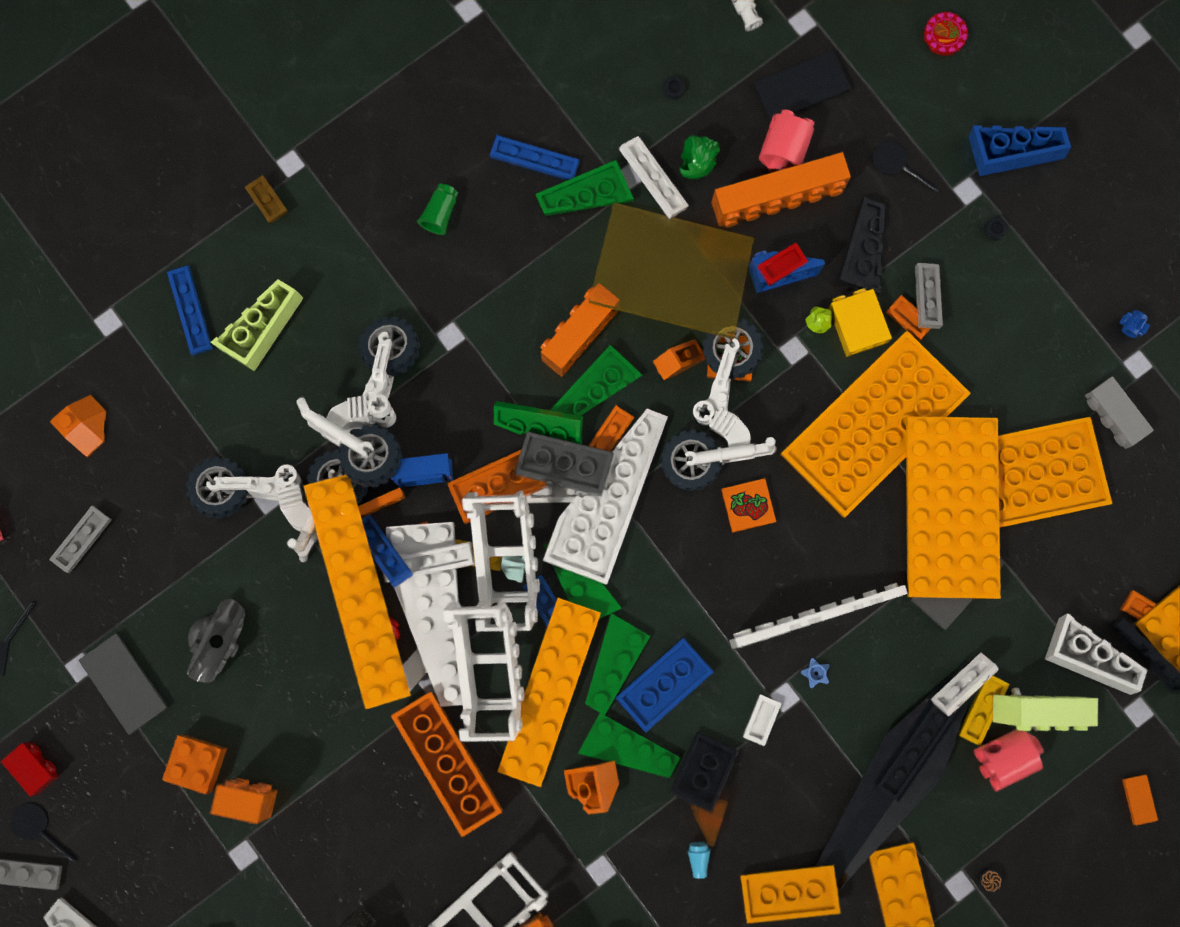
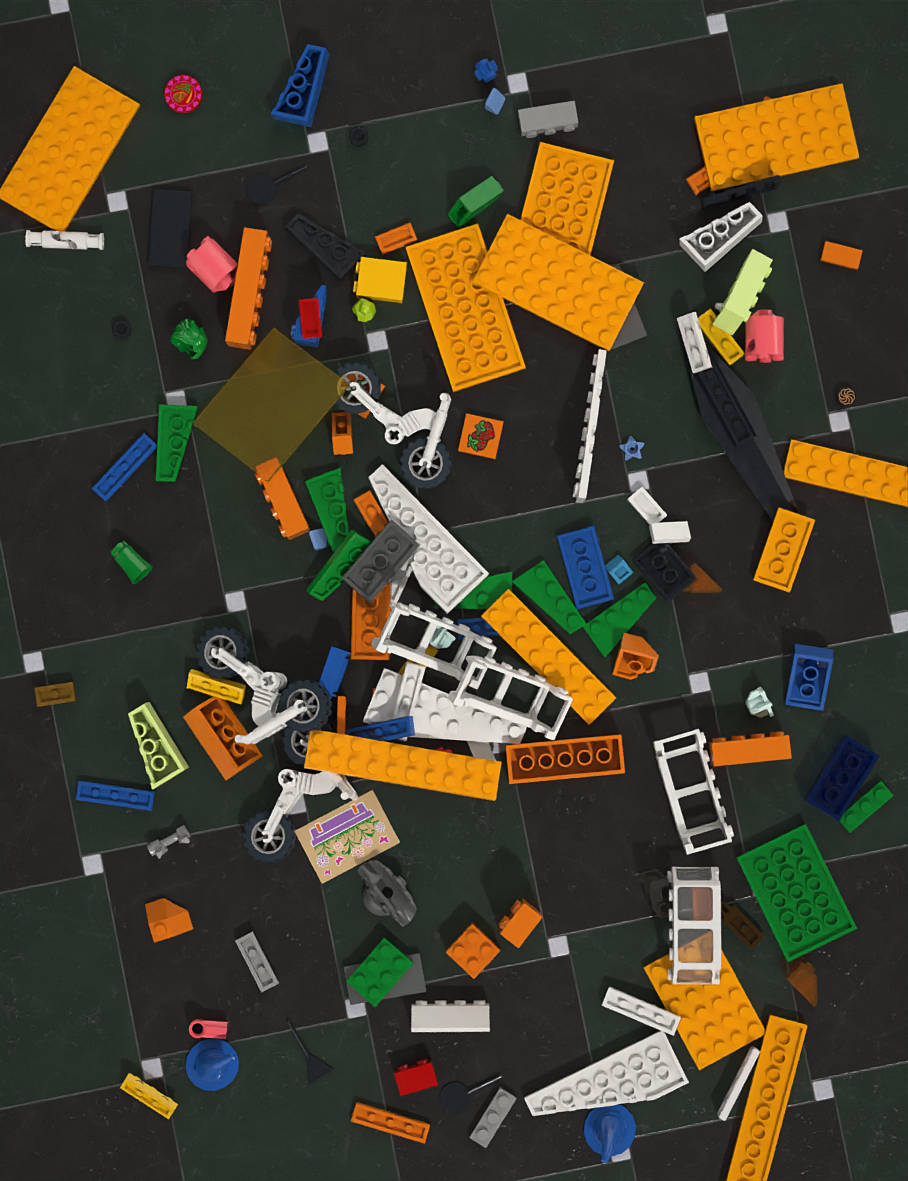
camera: 65 degrees left, 5 degrees up
(110, 774) = (450, 1017): none -> white slope
(126, 674) = (379, 972): none -> green plate
(155, 380) = (159, 847): none -> light grey piece
(257, 570) = (347, 836): none -> sticker
(308, 375) = (216, 730): none -> orange slope
(350, 358) = (216, 686): none -> yellow plate
(556, 388) = (318, 539): none -> medium blue slope
(653, 177) = (187, 381): white plate -> none
(680, 722) = (618, 569): none -> dark azure slope
(699, 858) = (725, 604): medium azure cone -> none
(747, 758) = (669, 532): none -> white tile
(928, 295) = (386, 216): light grey plate -> none
(992, 379) = (475, 202): none -> green slope
(1106, 349) = (495, 101): none -> medium blue slope

